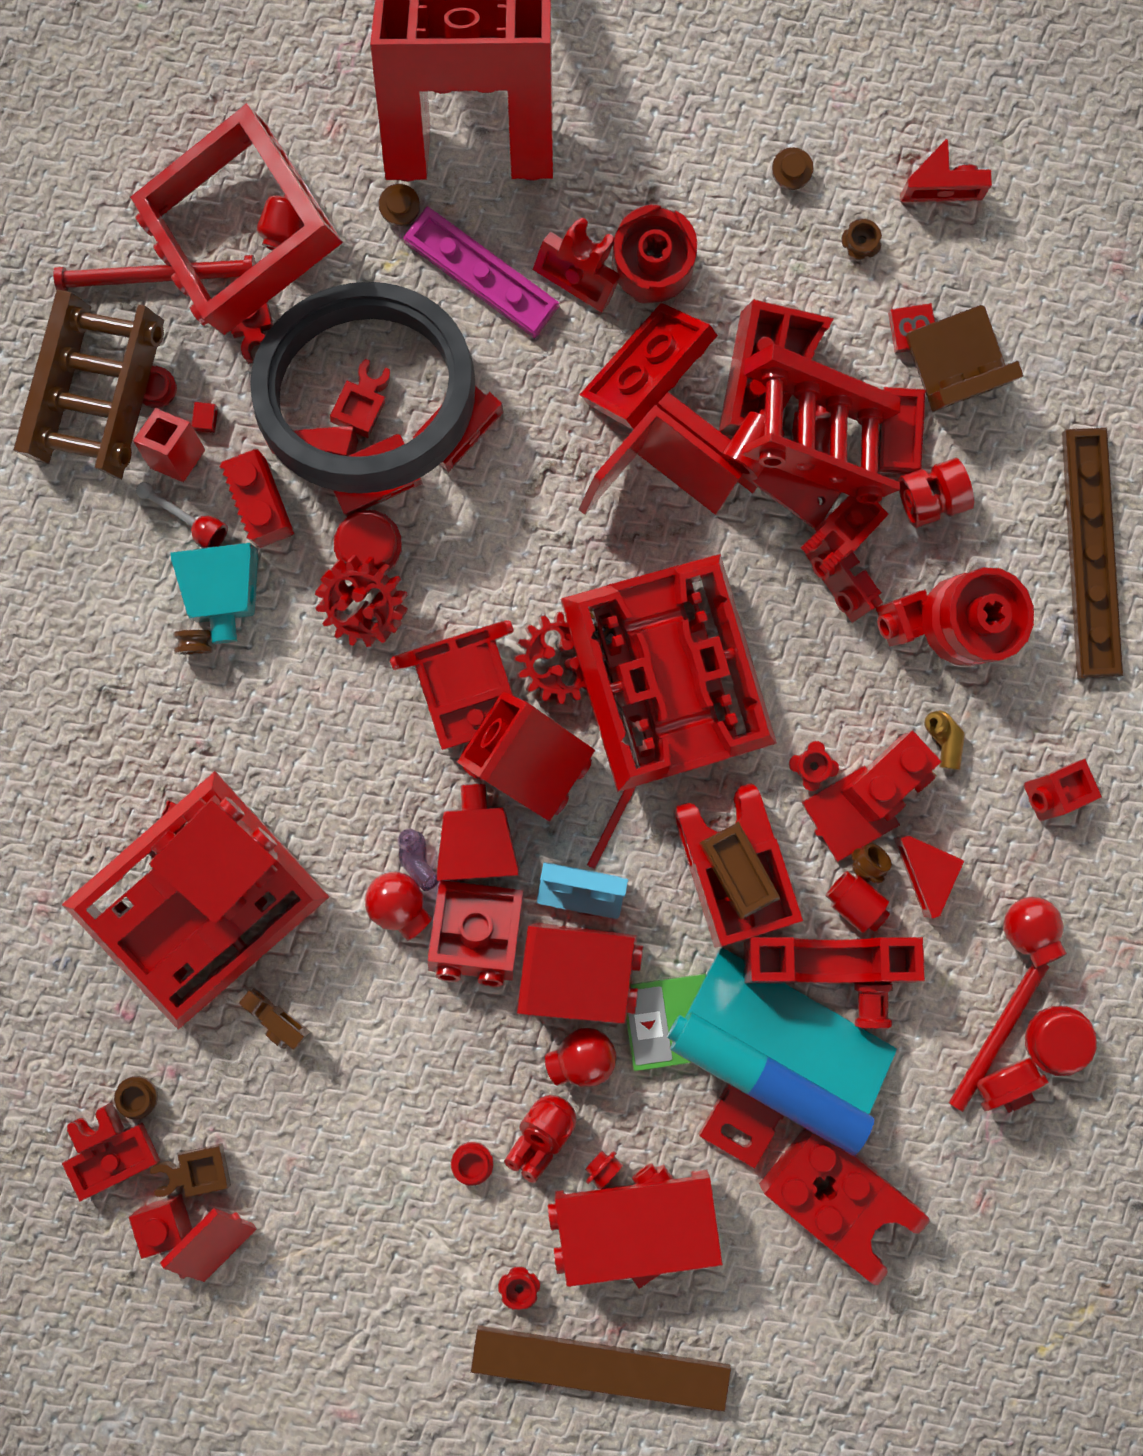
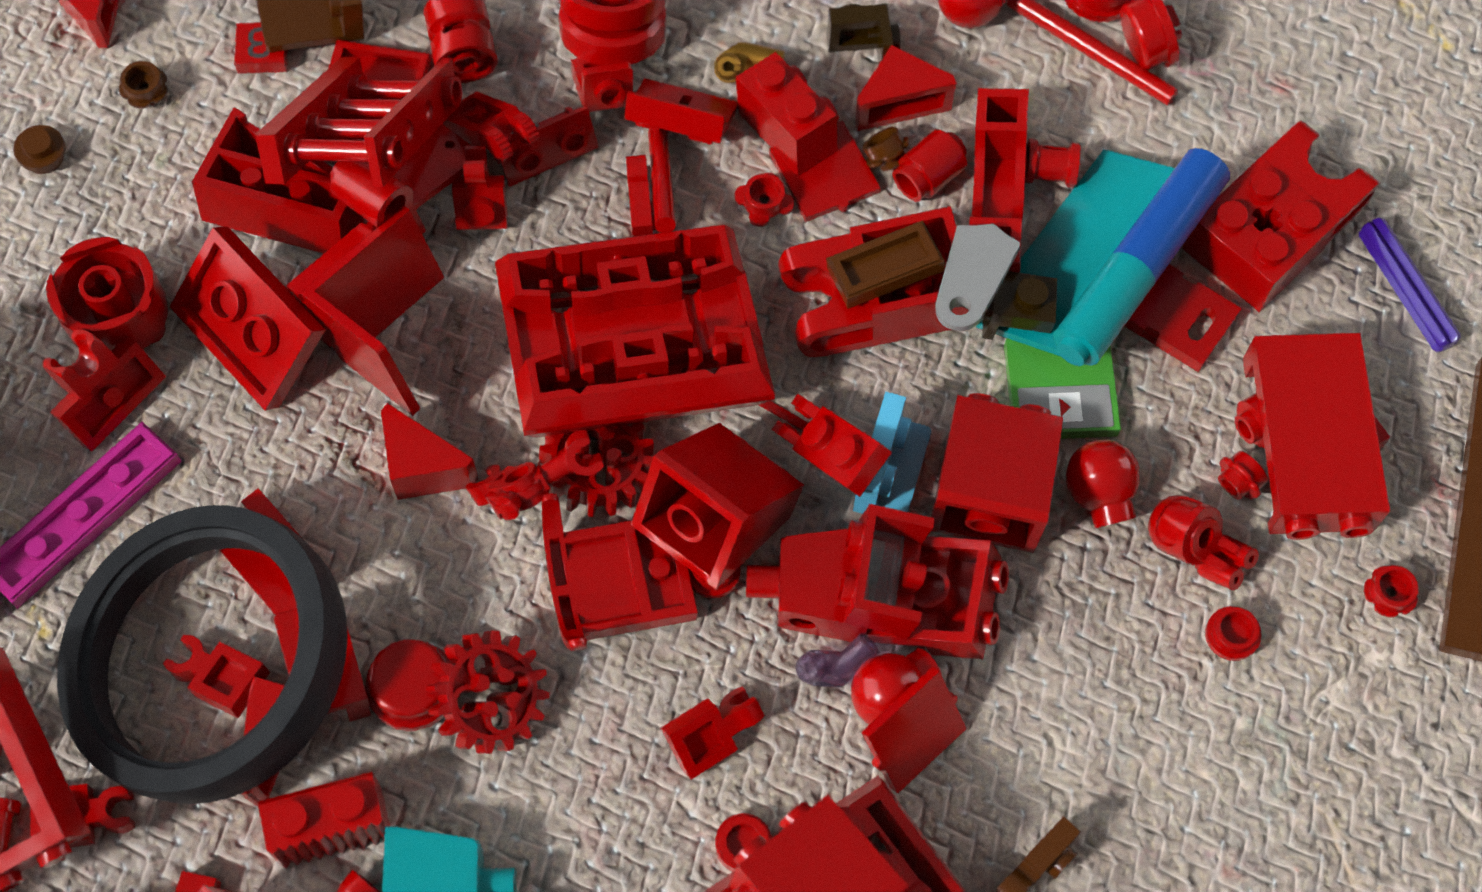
camera: 90 degrees left, 20 degrees down
(275, 802) = (736, 834): none -> red tile
(351, 767) = (705, 732): none -> red plate
(363, 921) = (914, 730): none -> red piece
(474, 888) = (884, 570): none -> red window
(521, 608) = (526, 484): none -> red piece
(548, 518) = (421, 460): none -> red slope
(582, 841) = (835, 446): none -> red hinge
(726, 981) = (1022, 303): none -> dark brown bracket
(736, 944) = (974, 273): none -> light grey piece
(780, 532) = (477, 197): none -> red plate
(784, 668) = (639, 197): none -> red plate
(794, 1309) = (1409, 285): none -> dark purple axle
(815, 678) = (661, 181): none -> red bar
(891, 667) = (660, 107): none -> red piece
(989, 830) = (861, 28): none -> dark brown bracket

